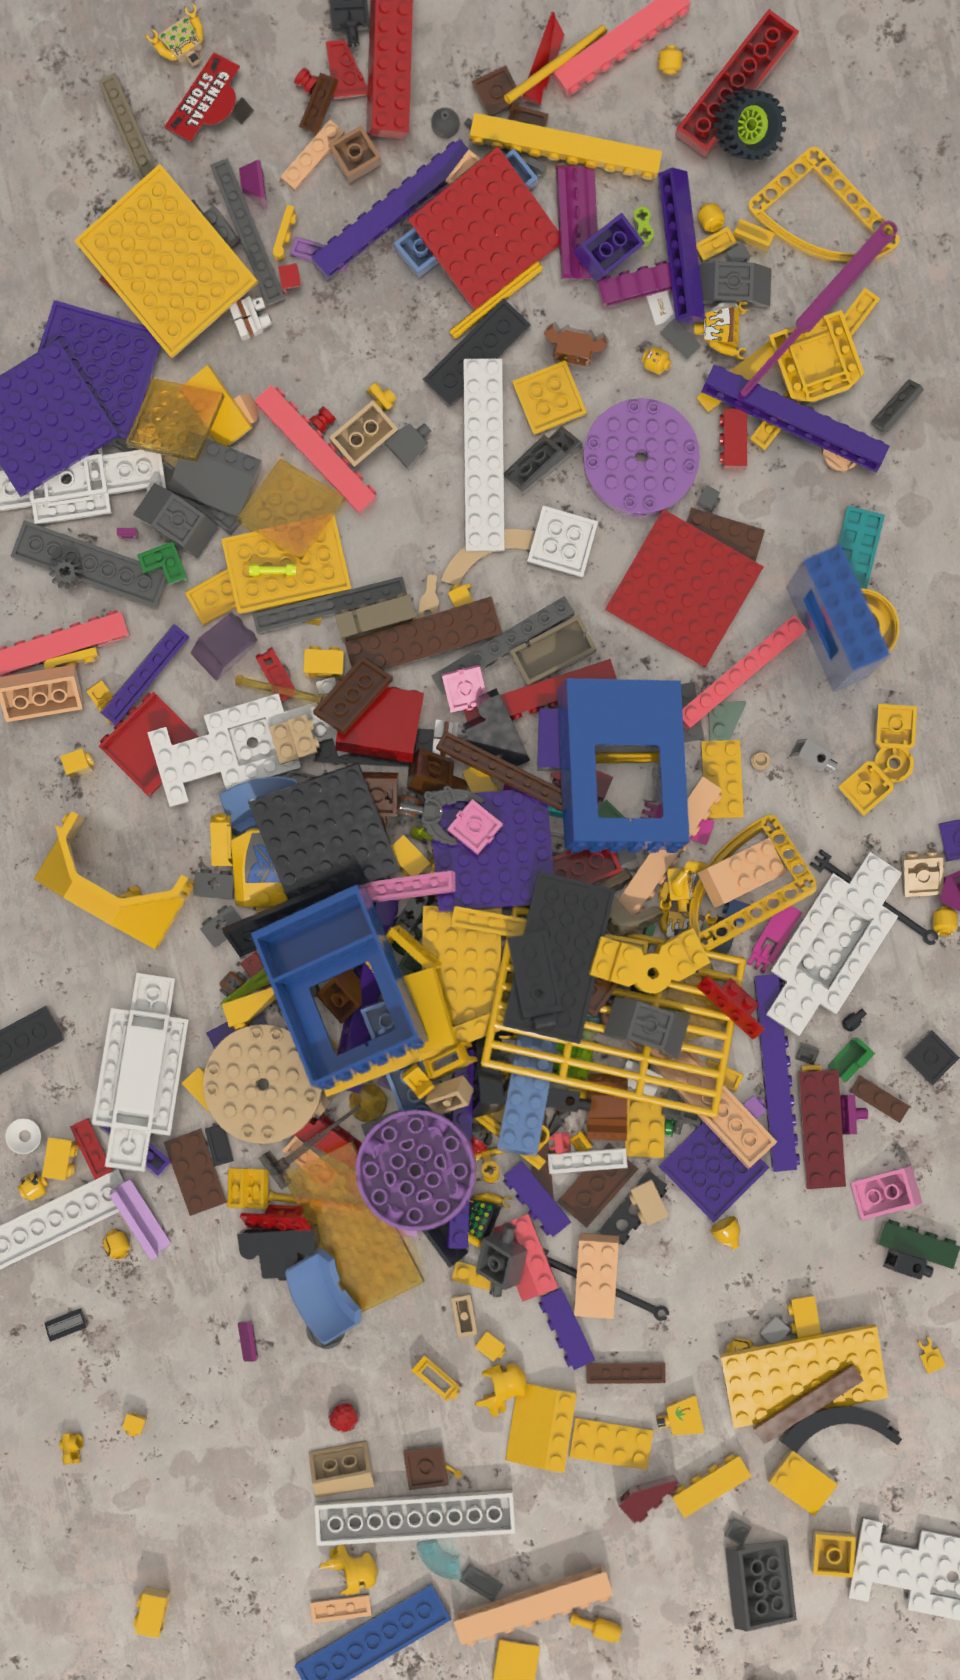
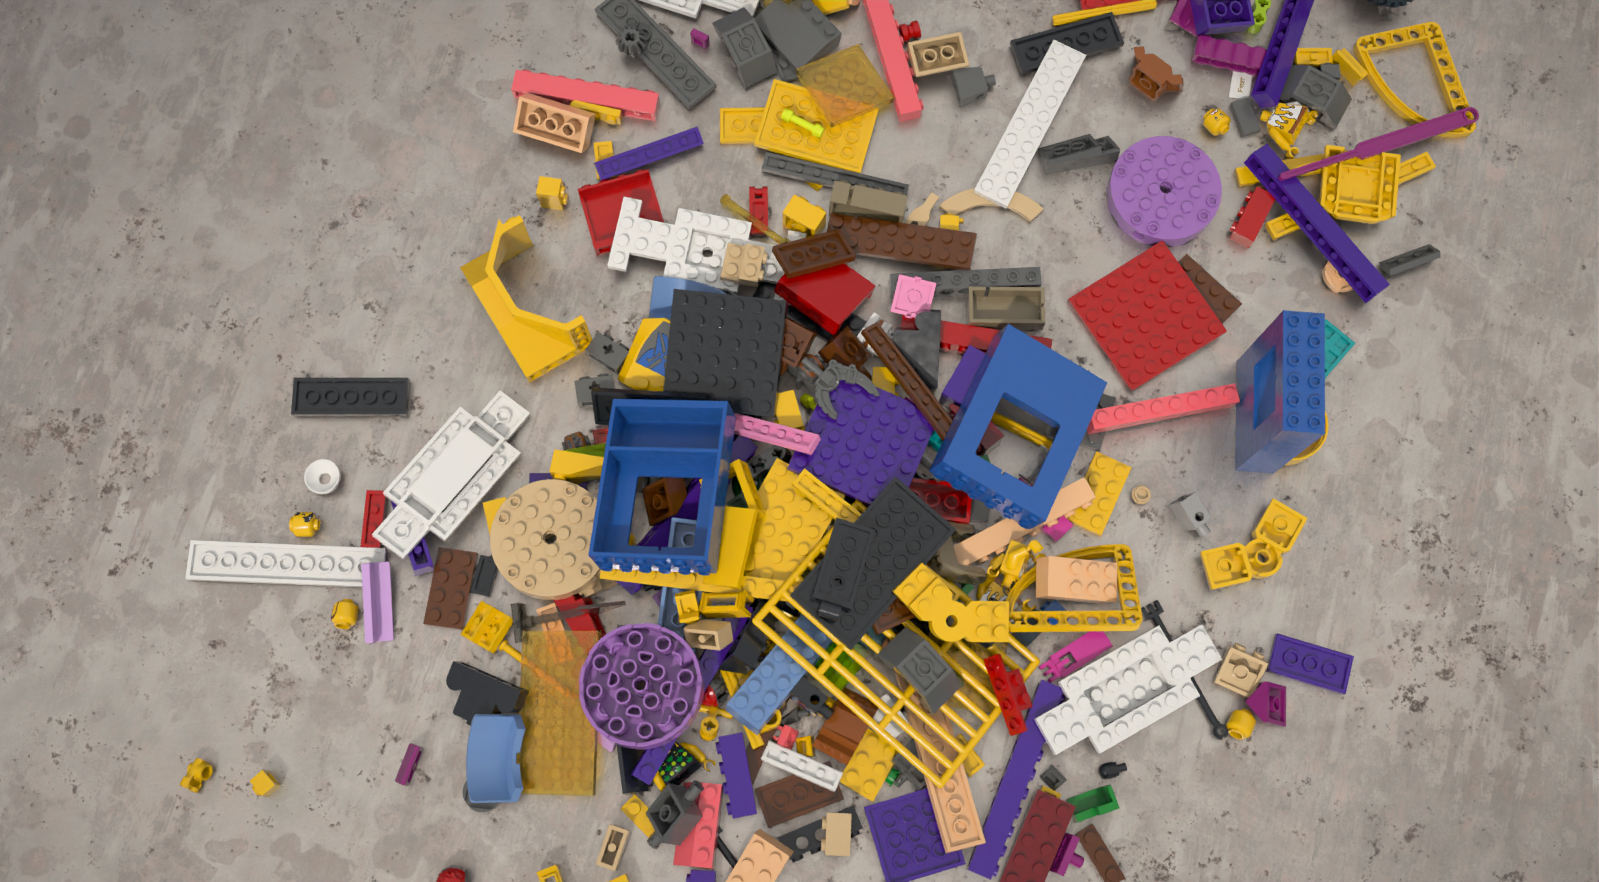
camera: 25 degrees right, 10 degrees down
(60, 1158) = (340, 511): yellow brick -> none
(65, 1324) = (260, 661): slope -> none
(167, 558) = (721, 72): green panel -> none
(221, 840) = (636, 311): yellow window -> none
(223, 645) = (727, 164): clear purple slope -> none
(278, 1217) = (496, 665): red bracket -> none
(372, 1101) = (637, 610): clear yellow dish -> none
(382, 398) = (970, 40): yellow plate -> none
(475, 827) = (859, 412): bright pink plate -> none
(549, 397) = (1109, 107): yellow plate -> none
(562, 541) = (1060, 225): white plate -> none
(709, 499) = (1205, 253): dark grey plate -> none
(711, 217) = (1320, 34): yellow head -> none
(724, 719) = (1126, 443): sand green wing -> none
(755, 1106) = (982, 799): medium lavender plate -> none
(931, 1057) = (1168, 843): black plate -> none

